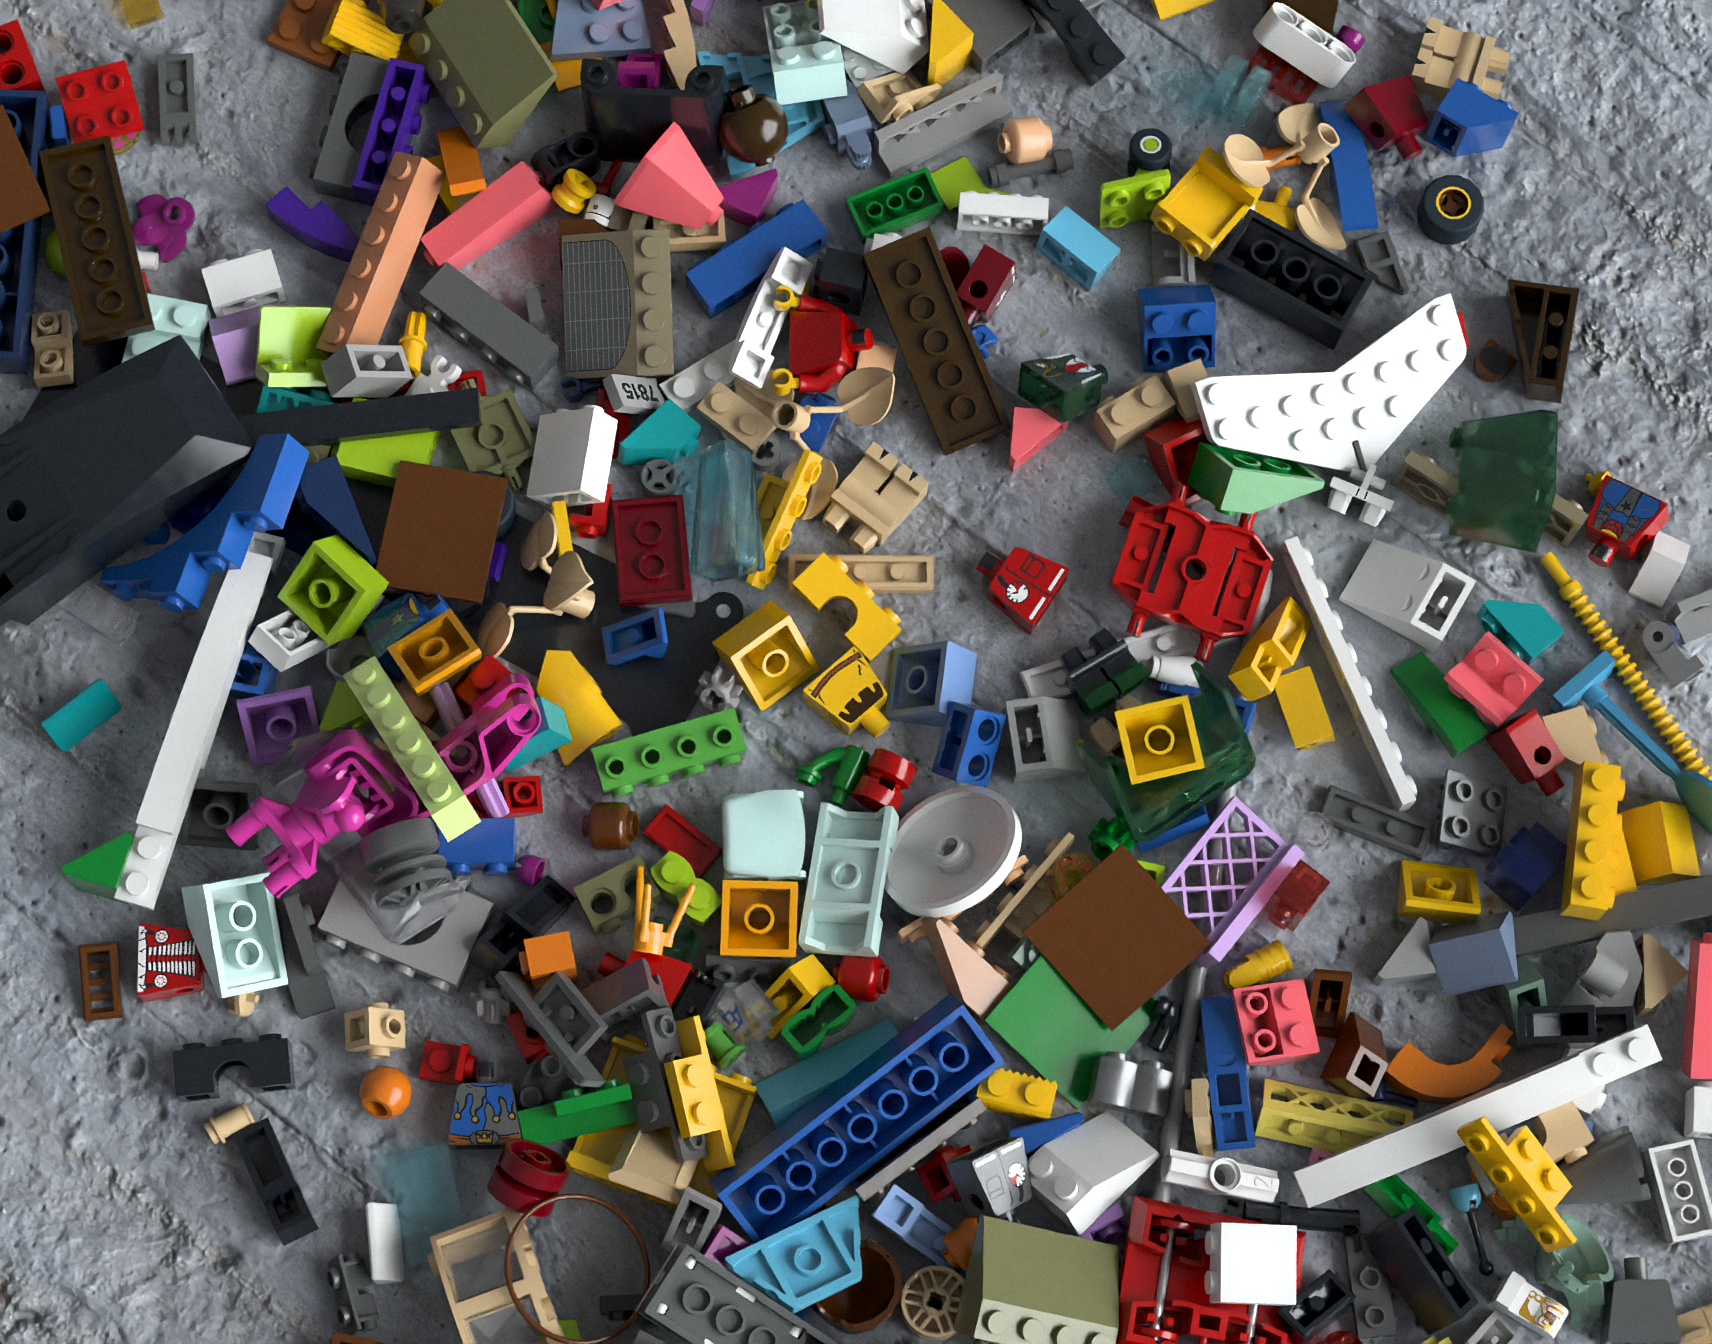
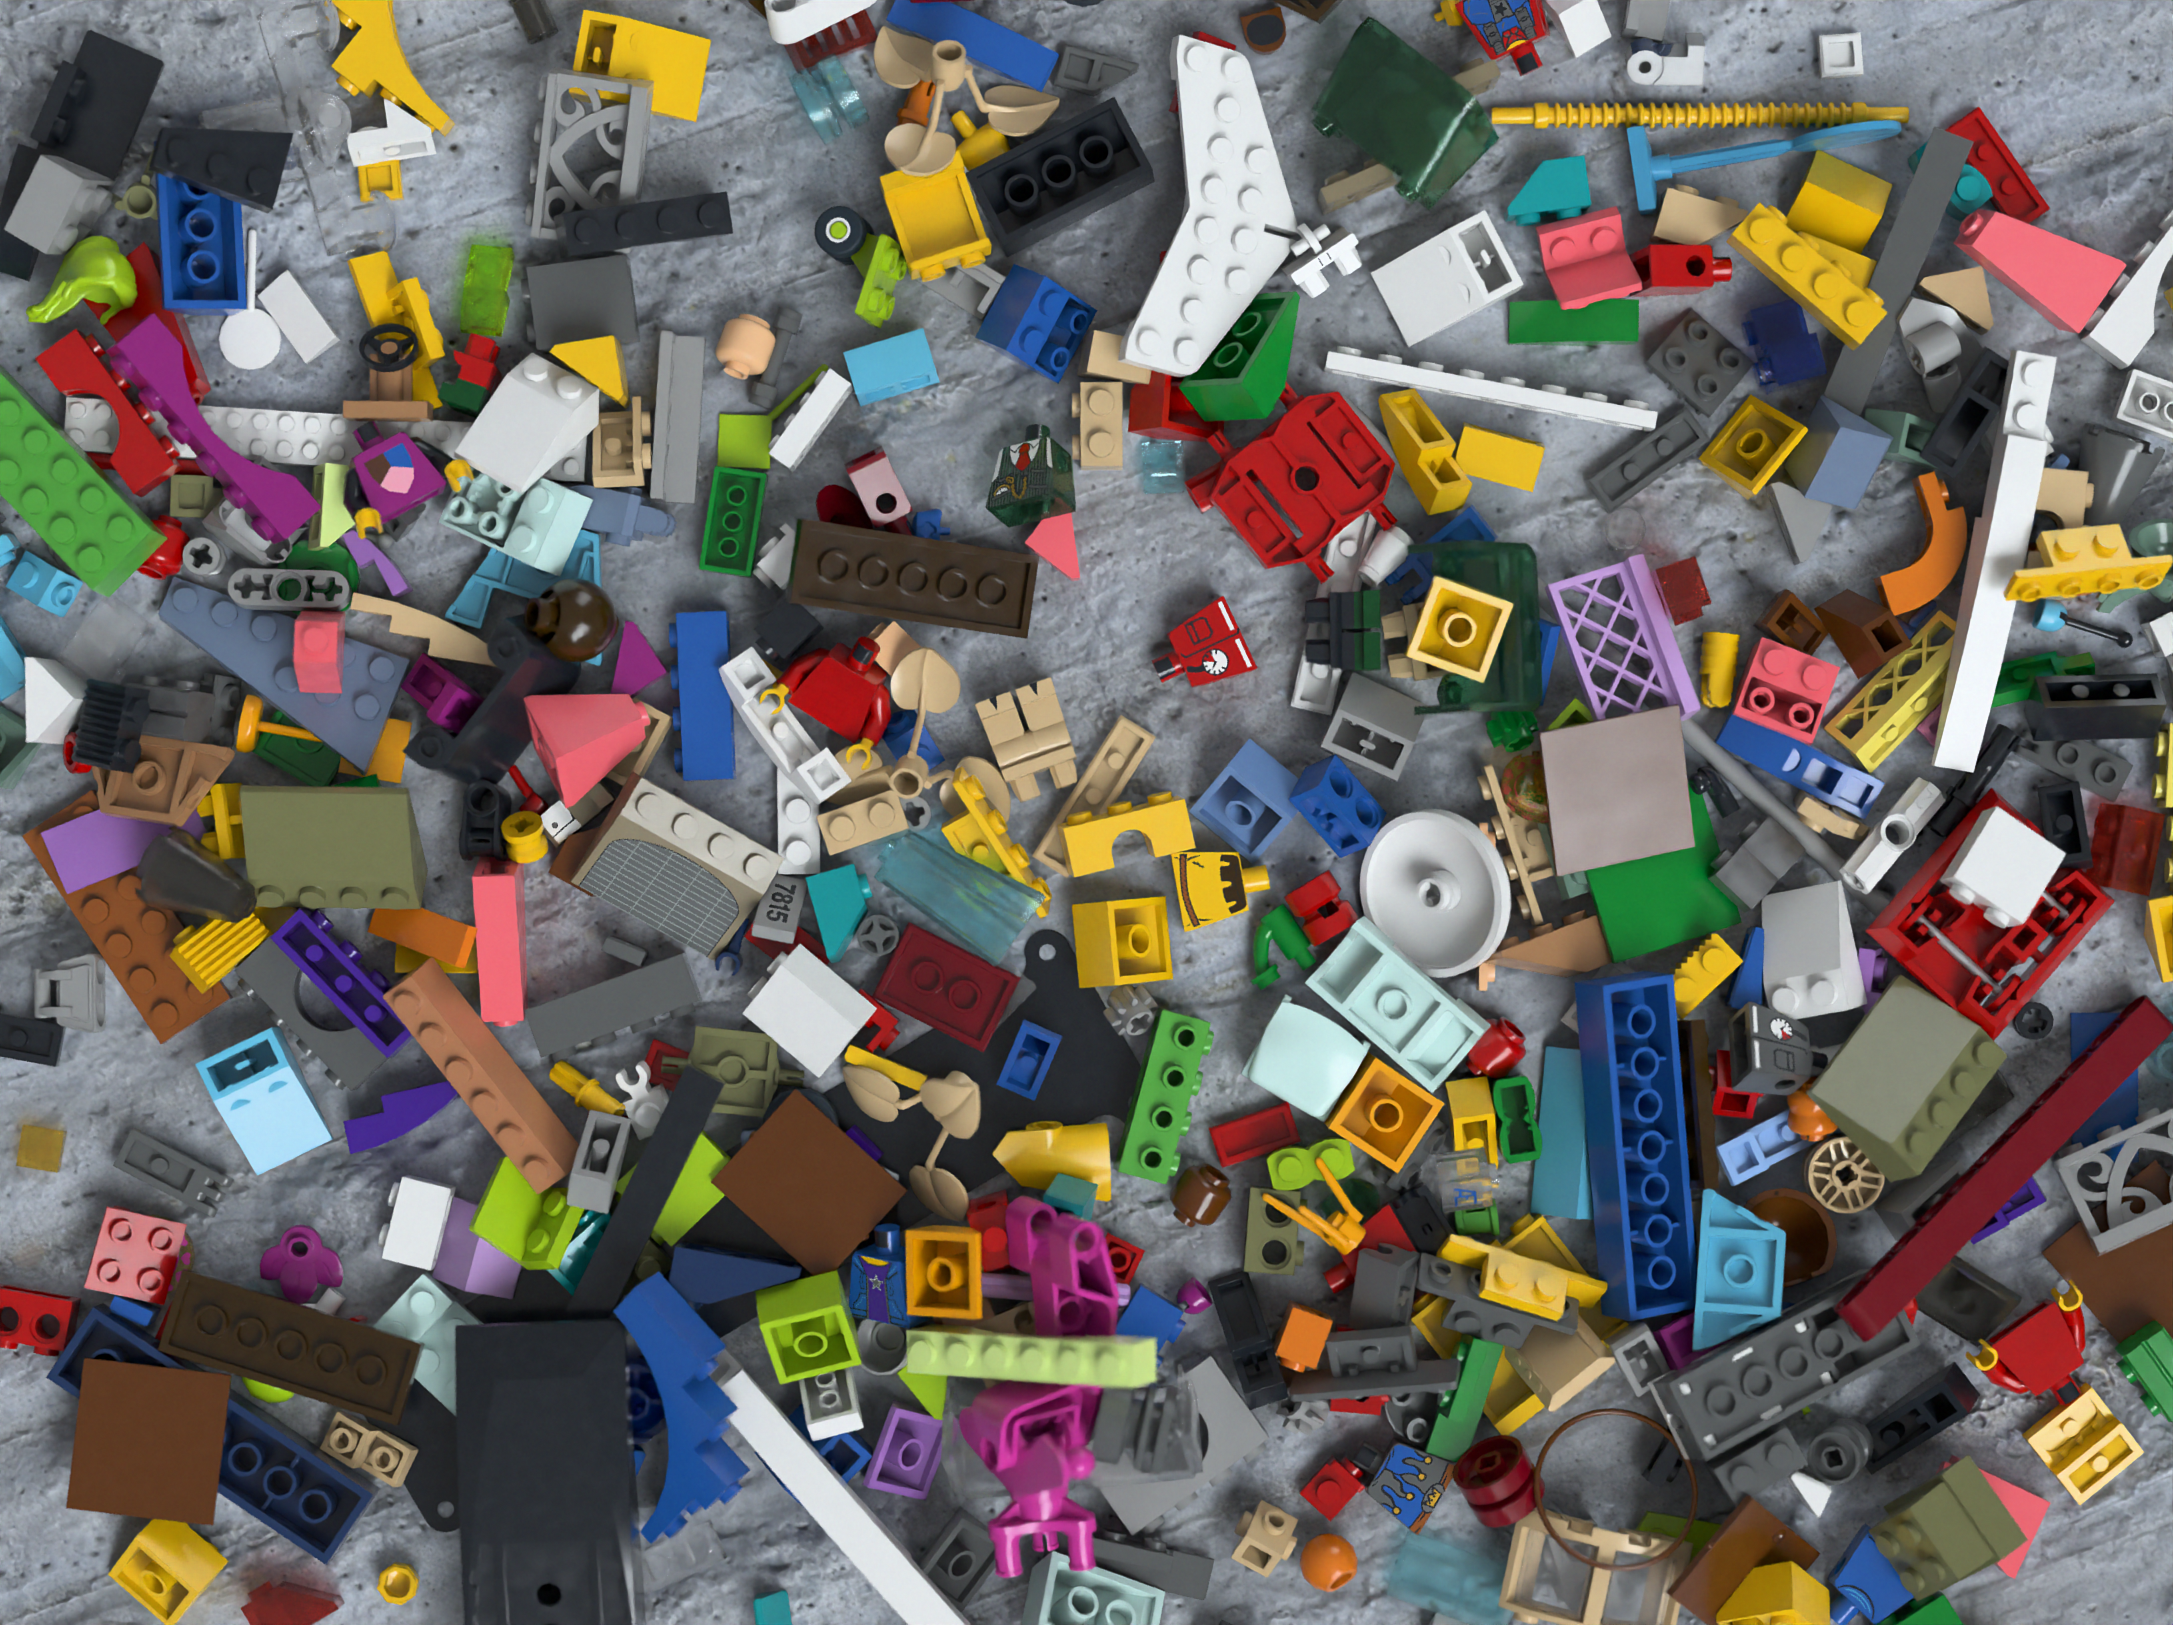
camera: 50 degrees left, 15 degrees up
(270, 127) = (265, 1100): none -> slope

